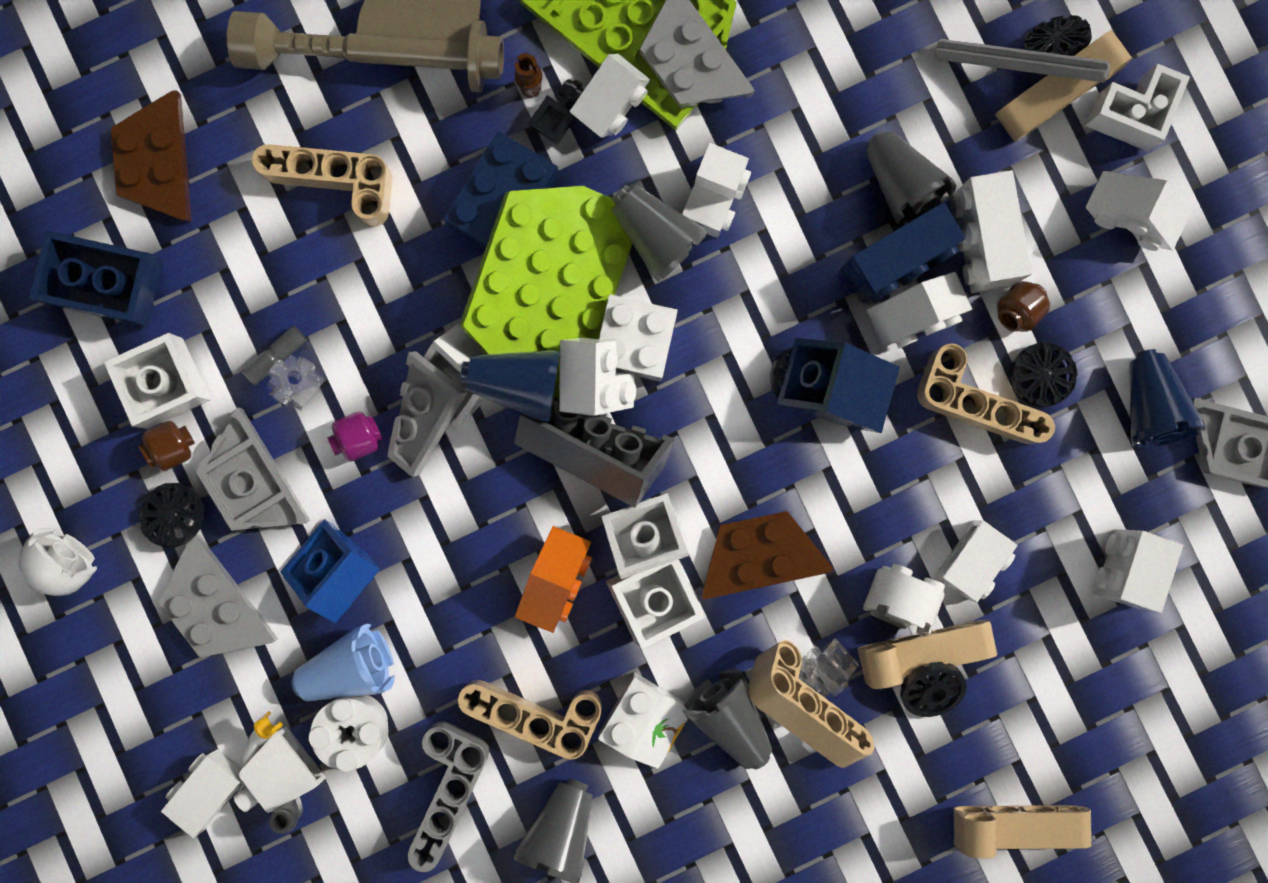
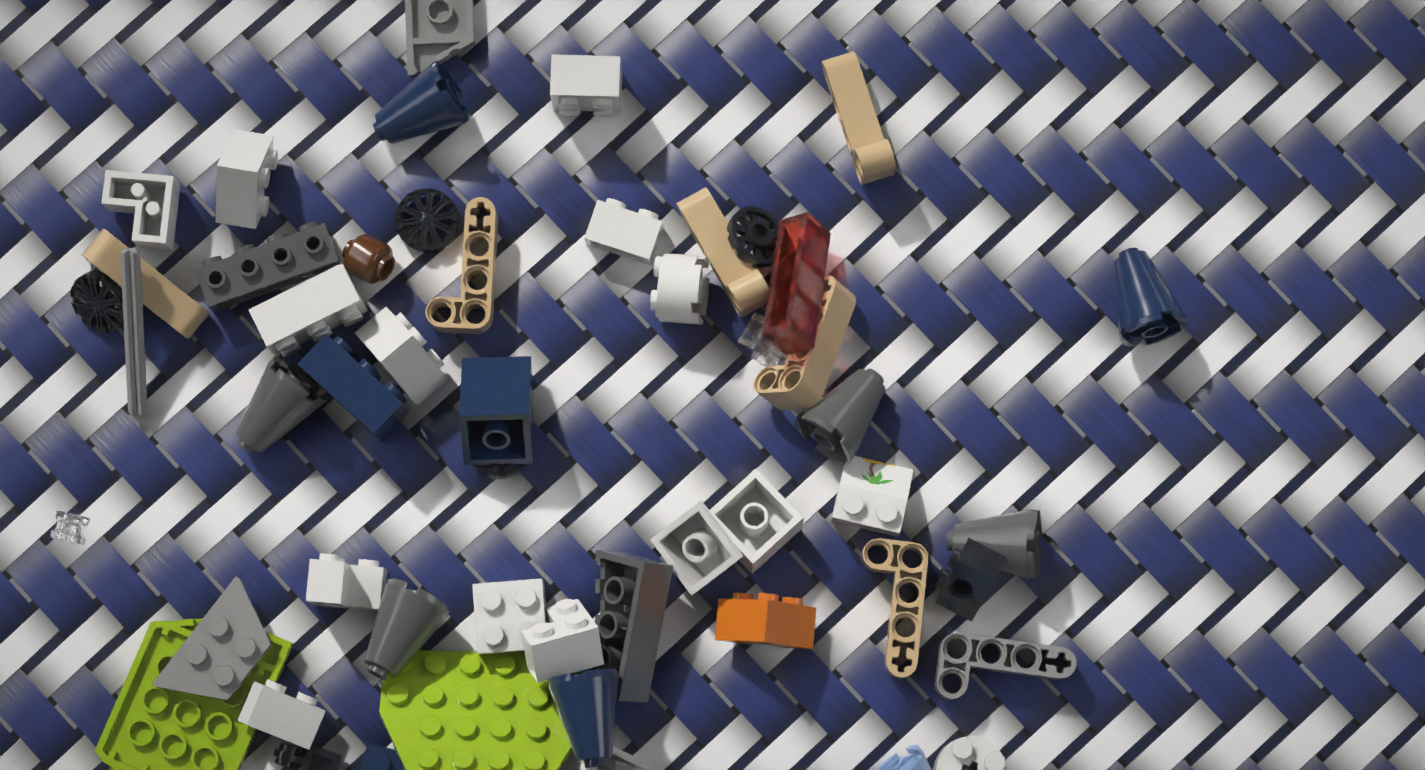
camera: 100 degrees left, 5 degrees down
(532, 793) = (969, 579): none -> black brick
(761, 554) = (681, 435): reddish brown wing -> none
(875, 716) = (796, 284): none -> clear red brick
(1044, 206) = (267, 267): none -> dark grey brick

